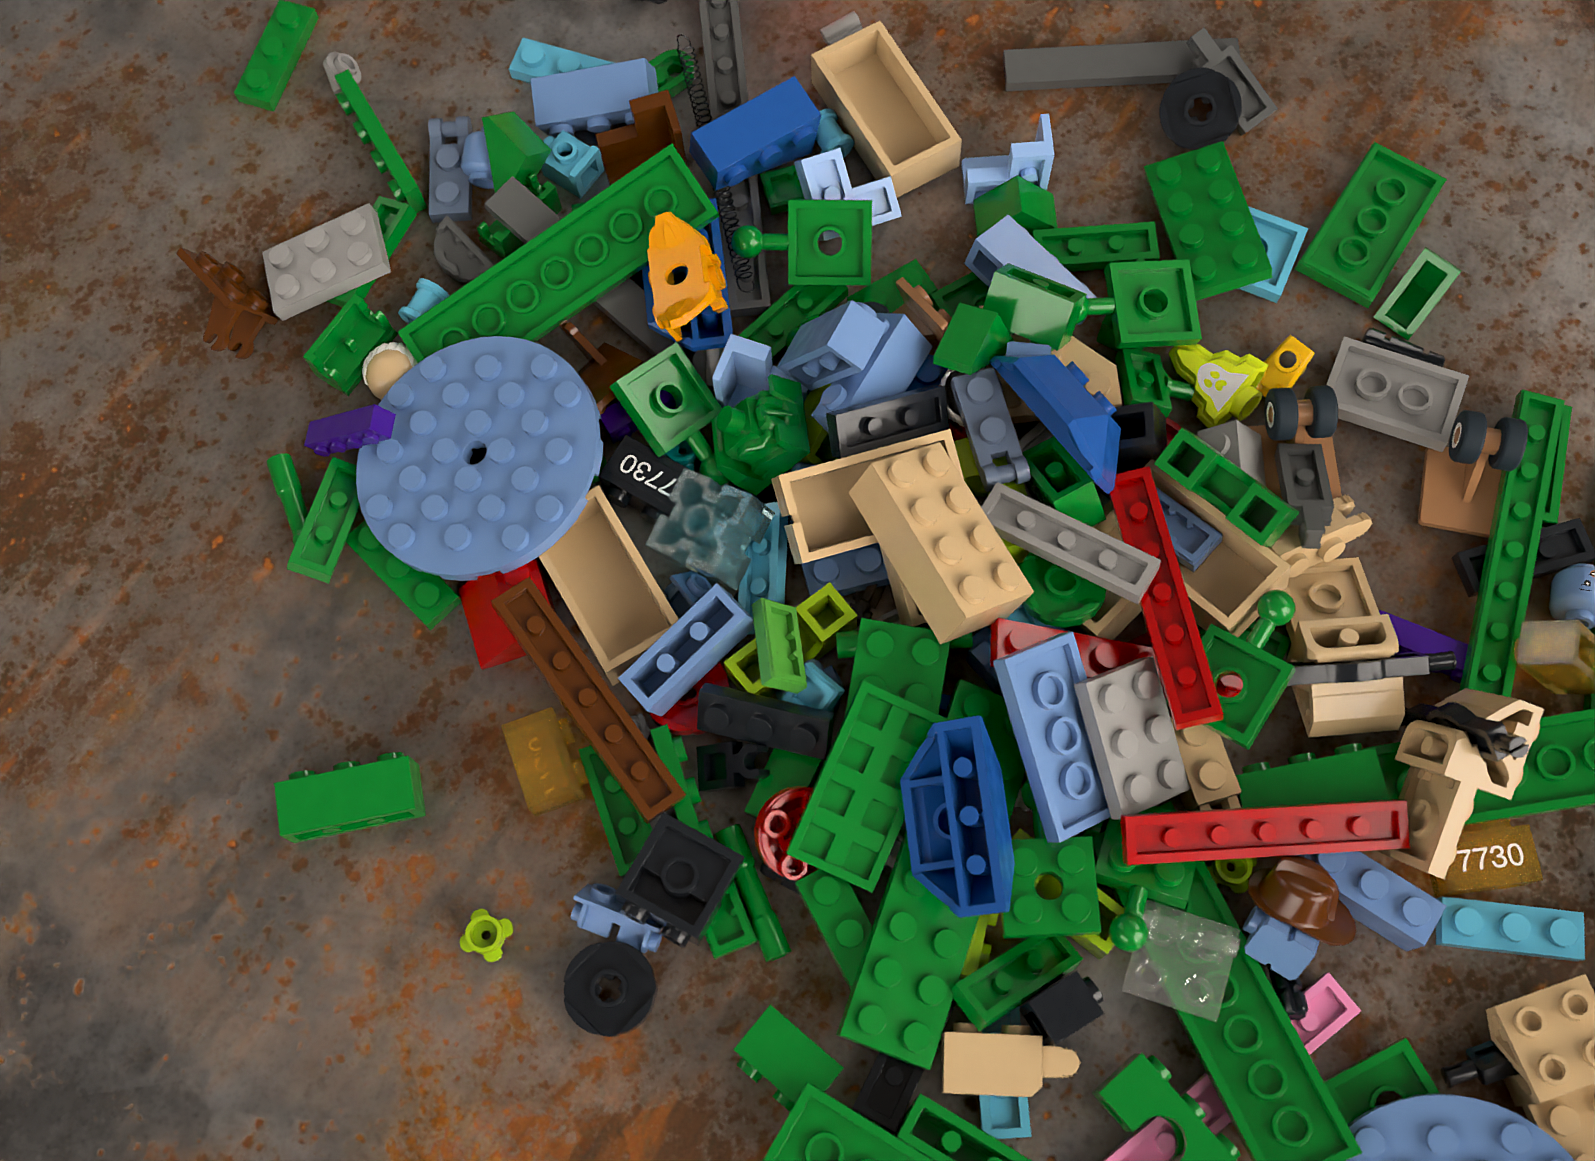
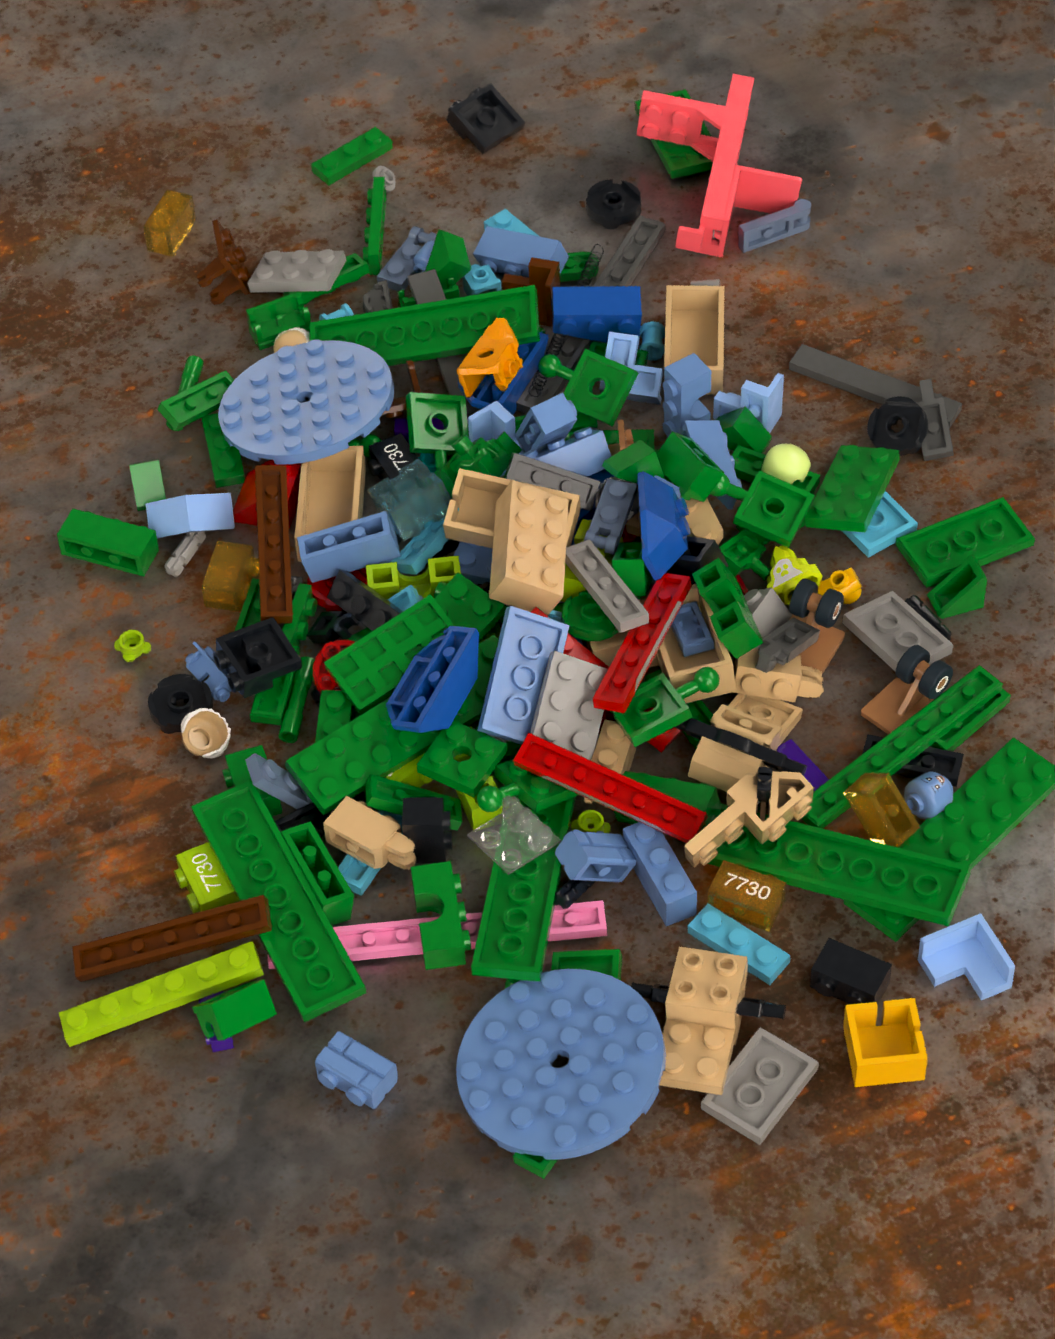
camera: 30 degrees right, 20 degrees down
(108, 272) = (169, 223): none -> clear yellow brick
(339, 675) = (147, 482): none -> slope
(350, 430) = (244, 358): dark purple piece -> none
(433, 703) = (190, 514): none -> light blue panel
(457, 751) = (184, 552): none -> light grey axle
(678, 1022) = (205, 733): none -> tan hair
(779, 646) = (401, 566): bright green plate -> none
(831, 1063) = (276, 781): none -> sand blue plate
(949, 205) = (683, 386): none -> medium blue arch
(1114, 232) = (786, 463): none -> yellowish green hair
(1305, 898) = (609, 838): reddish brown piece -> none

